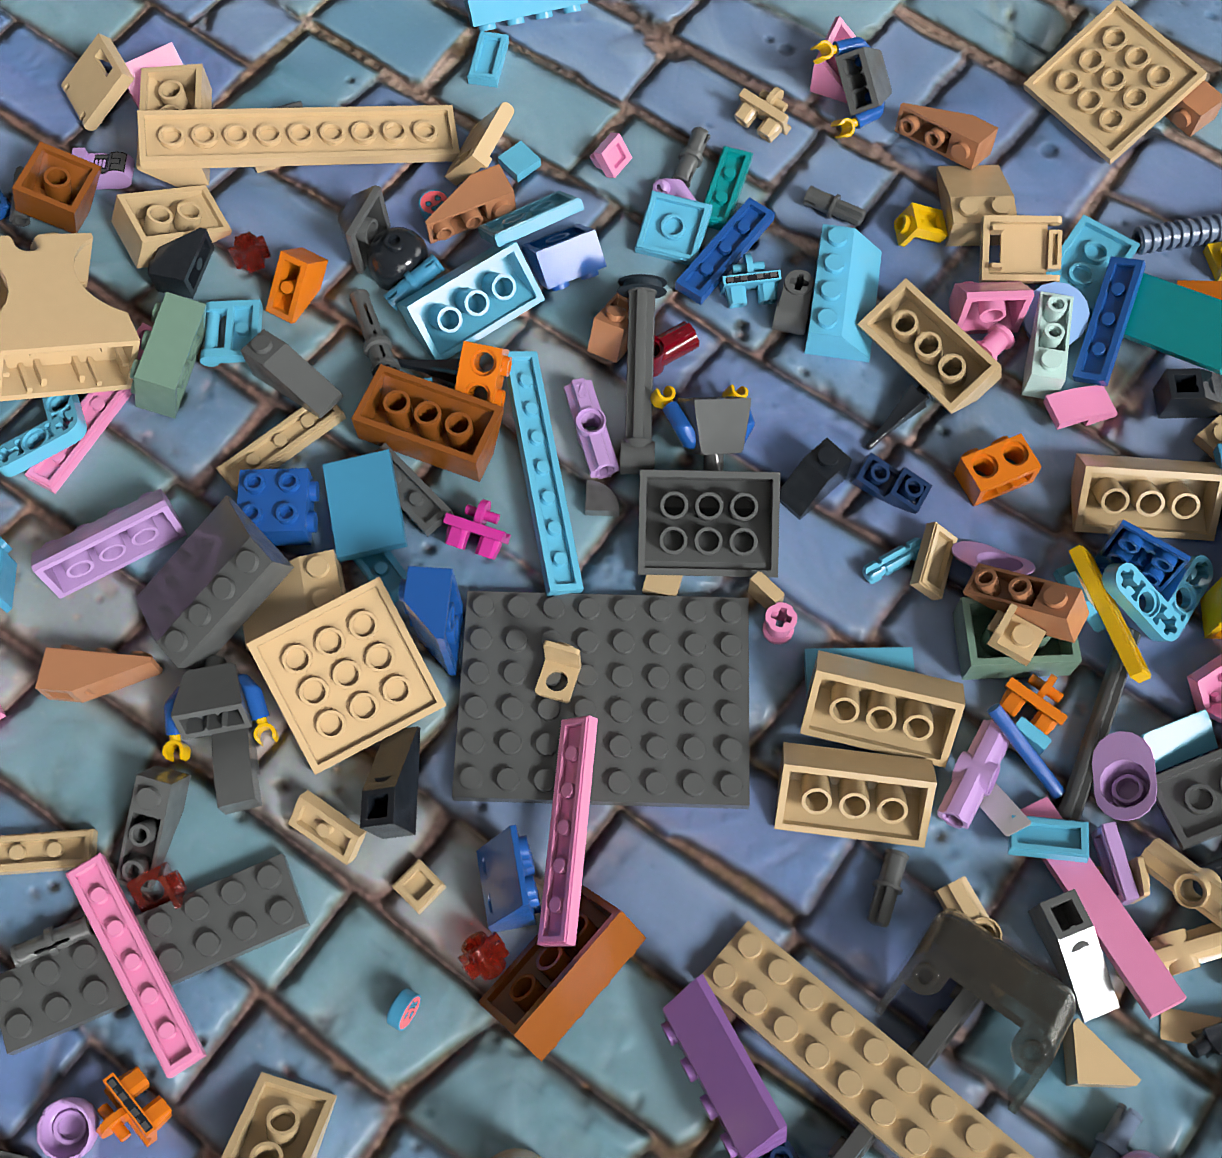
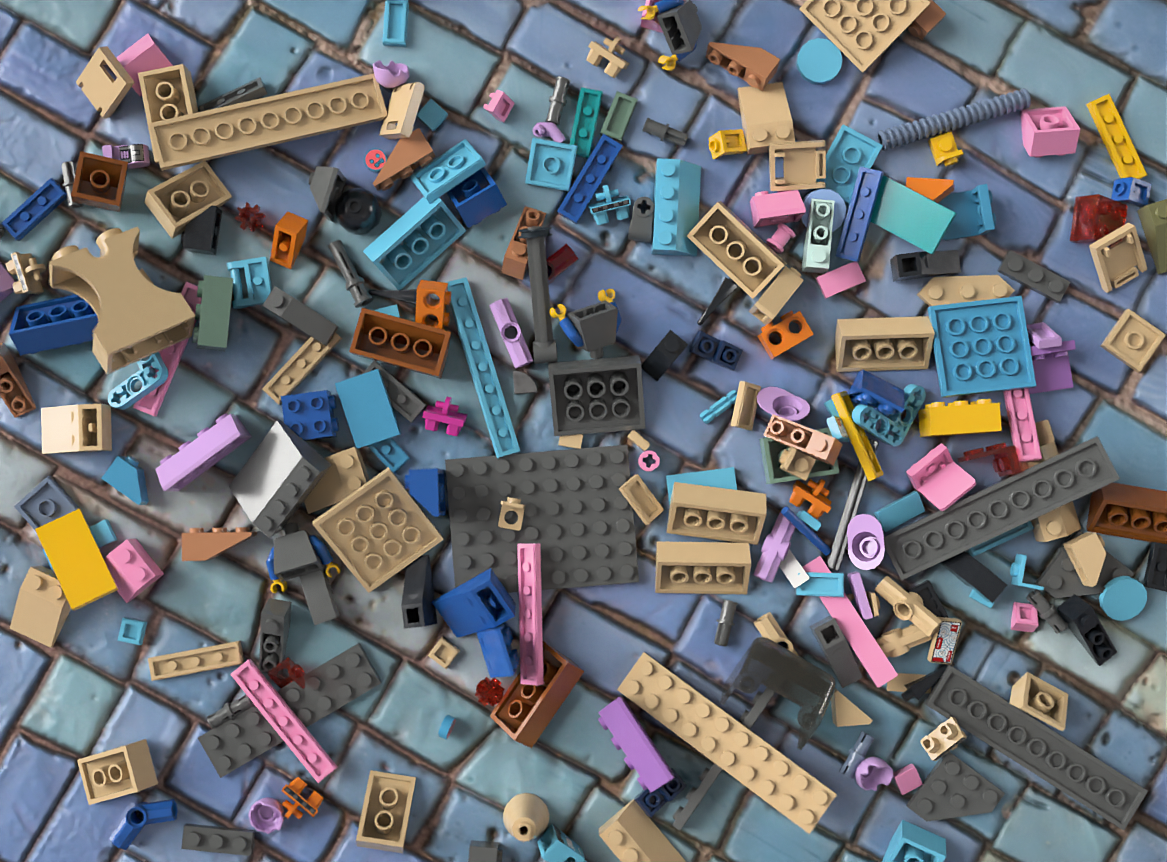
camera: 10 degrees left, 20 degrees up
(327, 827) = (382, 625): tan plate -> none
(414, 280) = (372, 231): dark azure pin -> none
(469, 108) = (391, 75): none -> lavender hair
(479, 805) = (476, 605): none -> blue slope
(763, 678) = (641, 499): none -> tan tile
(773, 182) = (619, 116): none -> sand green tile
(983, 414) = (776, 295): none -> tan slope
(1049, 145) = (819, 61): none -> medium azure tile

